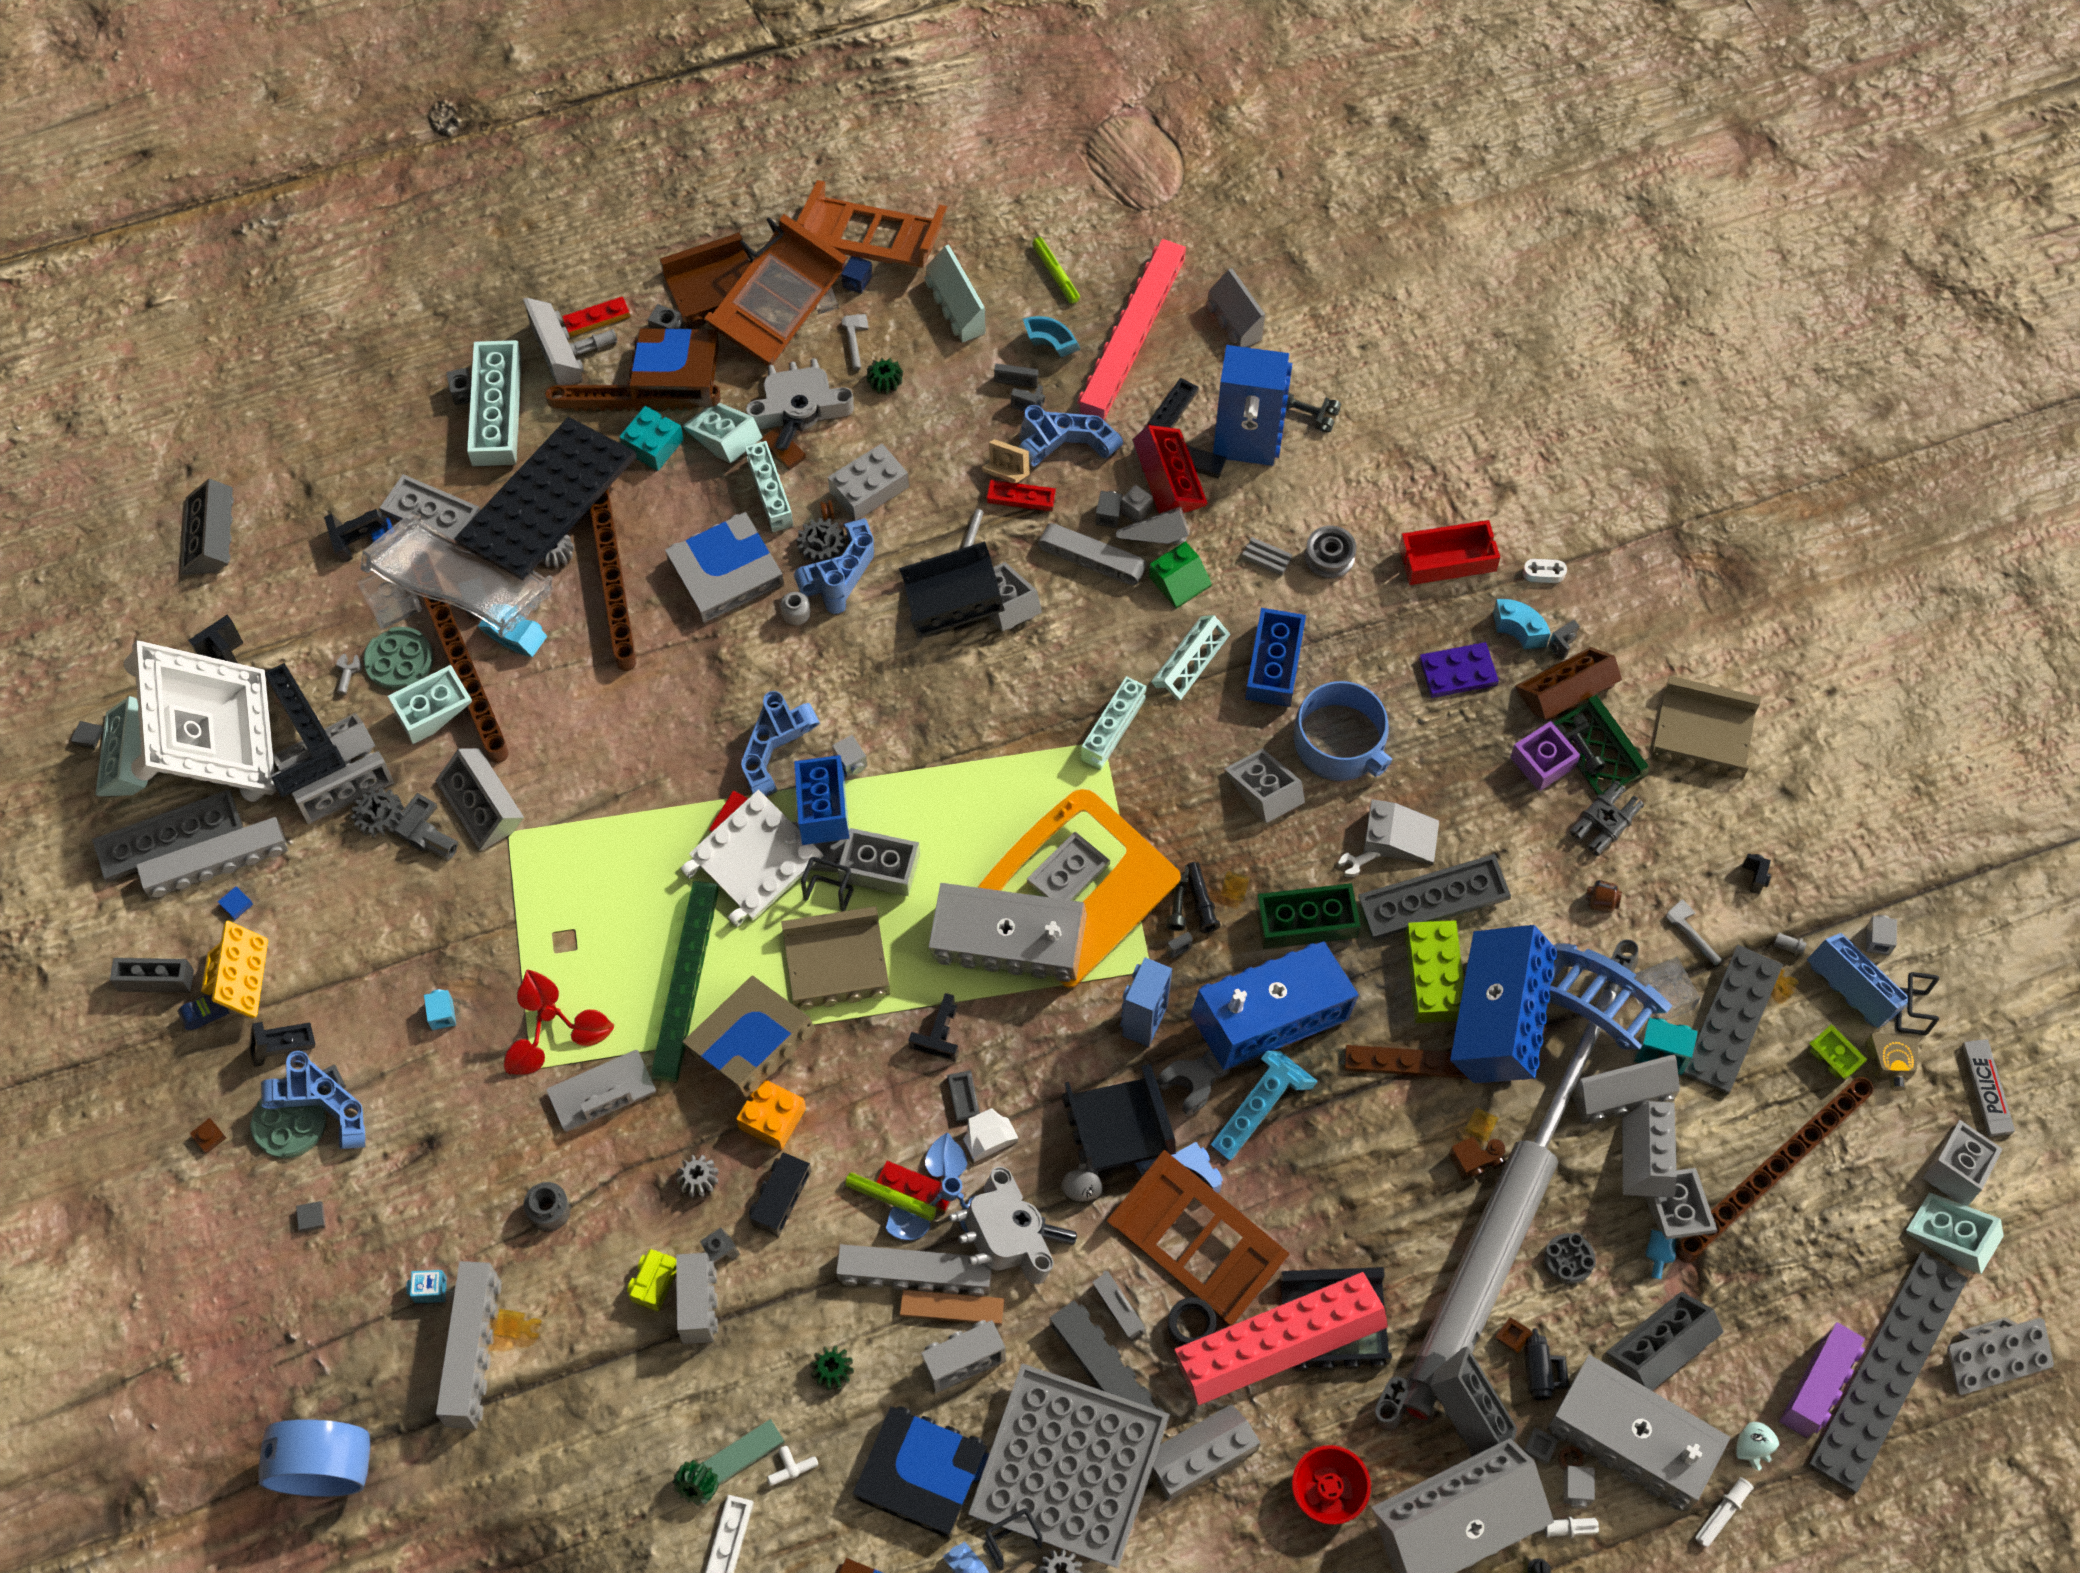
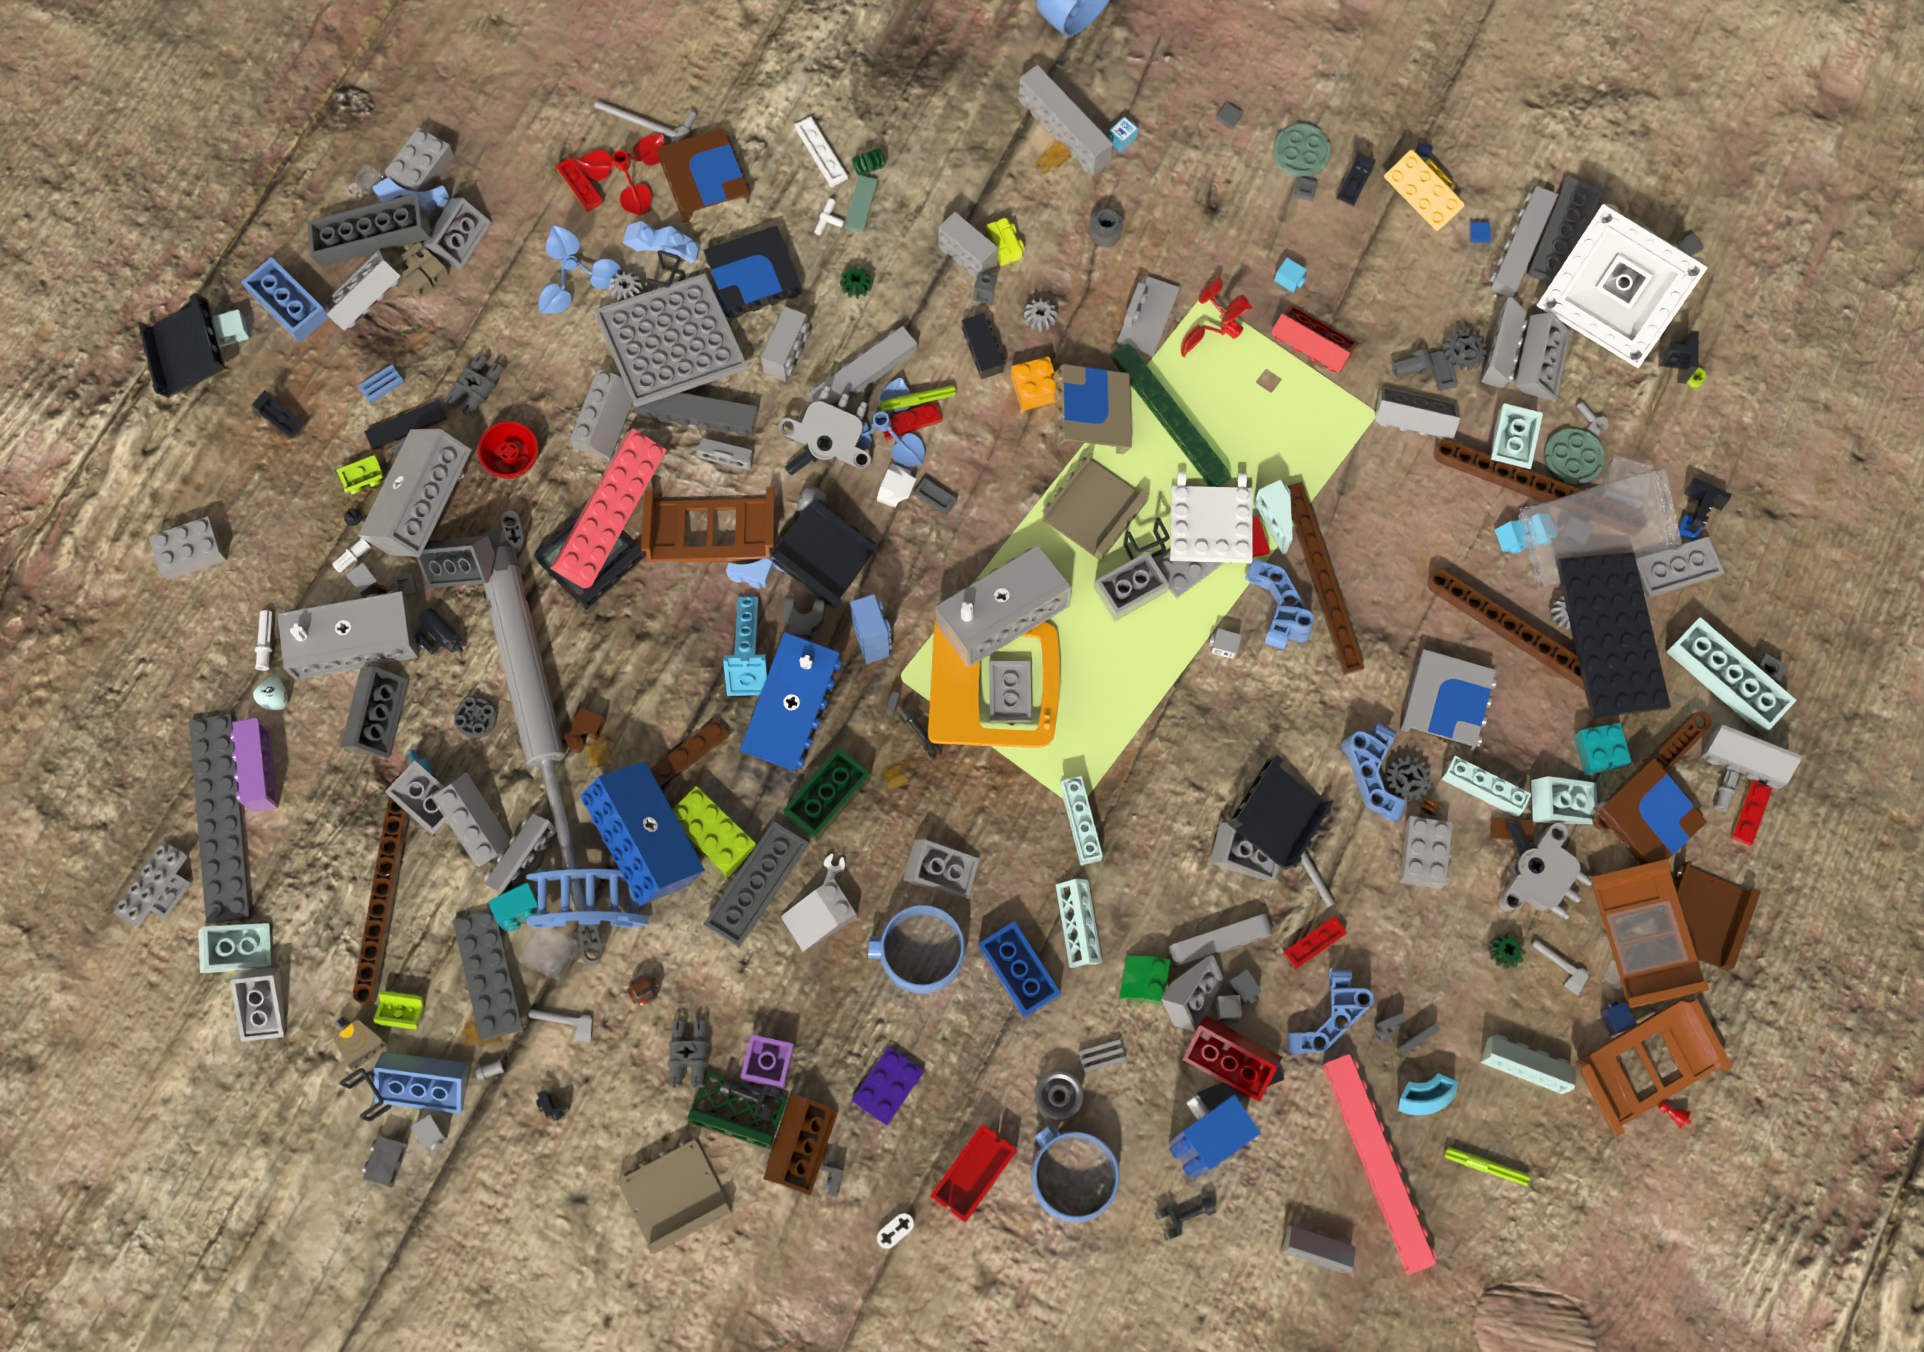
camera: 135 degrees right, 10 degrees up
(151, 975) = (1470, 149): dark grey brick -> none
(207, 528) = (1791, 426): dark grey slope -> none
(208, 1135) = (1335, 106): reddish brown plate -> none
(299, 710) = (1585, 360): black tile -> none
(301, 1090) = (1312, 160): medium blue connector -> none
(307, 771) = (1531, 328): black plate -> none
(485, 935) = (1314, 338): none -> slope
(665, 318) = (1707, 847): dark grey brick -> none
(693, 811) = (1275, 510): none -> light aqua slope
(711, 741) = (1324, 581): none -> reddish brown plate
(749, 252) = (1695, 971): black piece -> none
(795, 608) = (1369, 711): light grey head -> none
(821, 800) = (1206, 587): blue brick -> none
(885, 191) = (1680, 1116): none -> red piece
(934, 1044) = (982, 509): black bracket -> none
(951, 1307) = (800, 387): medium nougat tile -> none
(1007, 462) = (1348, 953): tan bracket -> none
(1174, 404) = (1284, 1121): black plate -> none
(1190, 1303) = (669, 466): black tyre -> none
(1204, 907) = (902, 746): black pin -> none
(1390, 459) = (1049, 1137): none -> medium blue cylinder
(1513, 1335) = (472, 636): reddish brown plate -> none
(1521, 622) = (873, 1164): medium azure brick -> none
(1937, 943) = (384, 1161): none -> flat silver brick
(1988, 1088) = (279, 1079): light grey tile -> none

